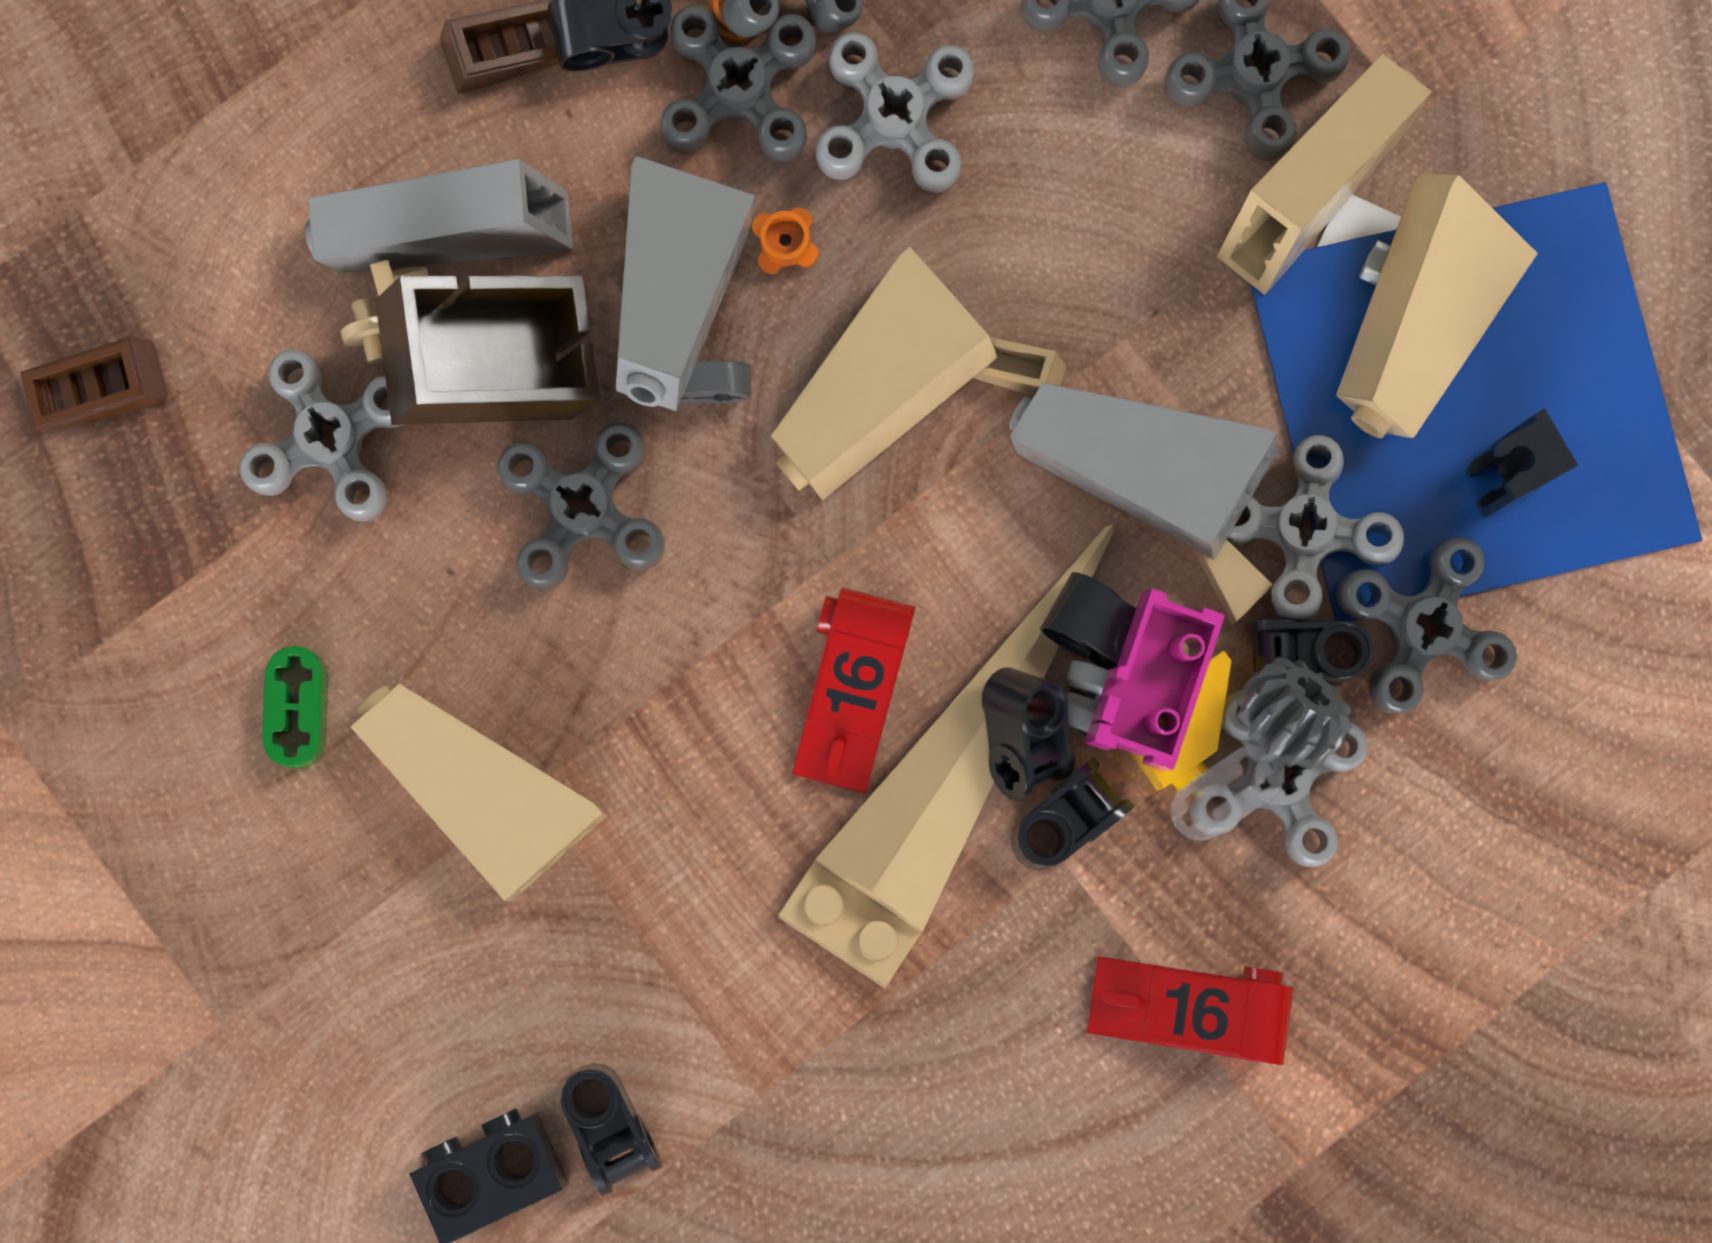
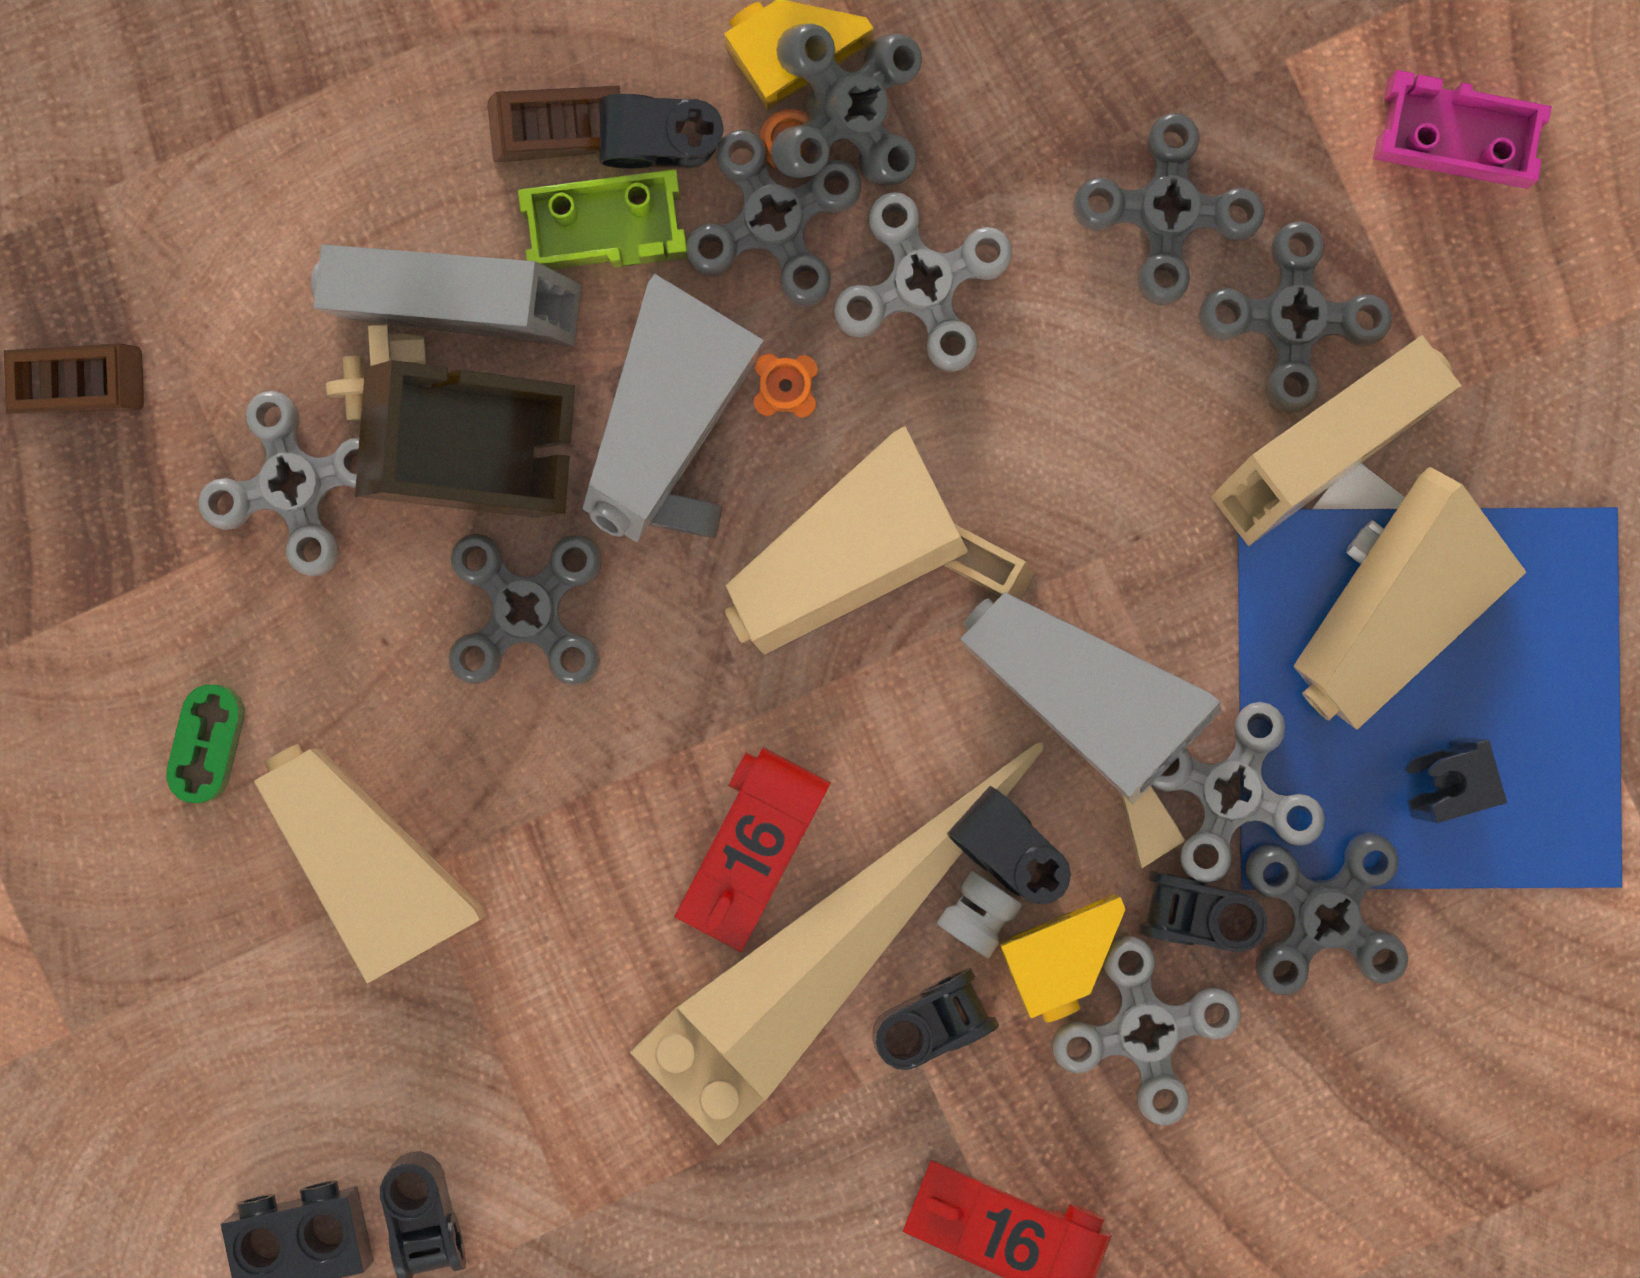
camera: 15 degrees right, 5 degrees up
(578, 123) = (604, 221): none -> lime piece
(1029, 728) = (908, 932): black piece -> none
(1155, 680) = (1044, 916): dark pink piece -> none
(1217, 779) = (1096, 1053): clear beam -> none
(1294, 713) = (1172, 978): dark grey gear -> none

